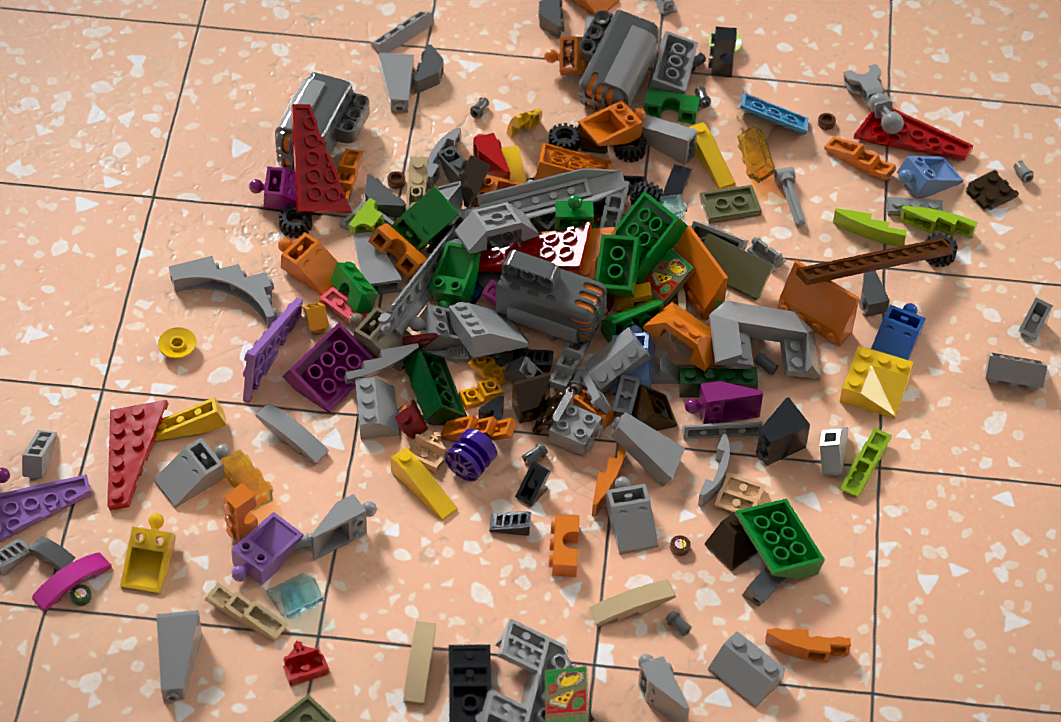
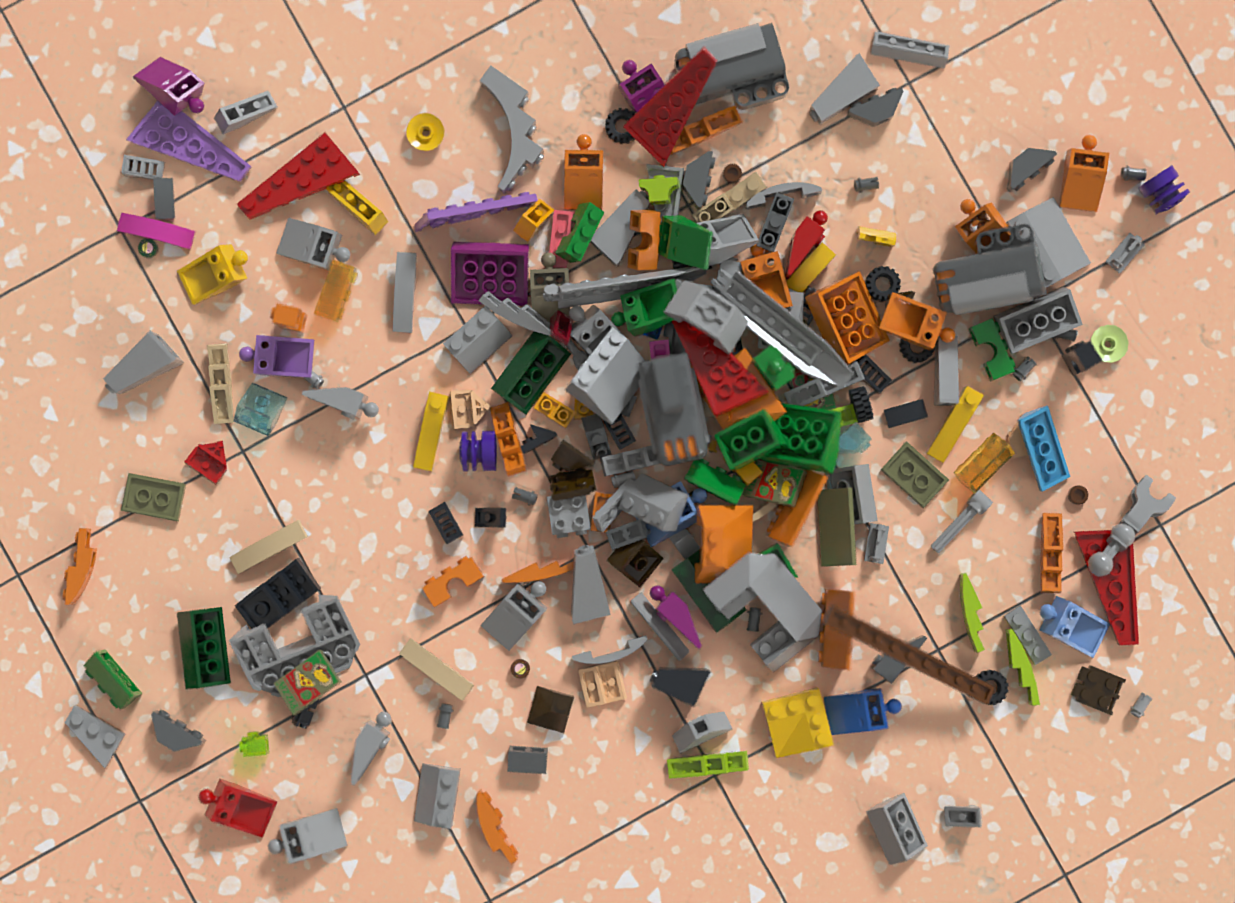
camera: 55 degrees right, 35 degrees up
(410, 419) = (485, 373): dark red slope -> none
(472, 178) = (755, 252): dark brown slope -> none
(781, 539) = (568, 749): green slope -> none

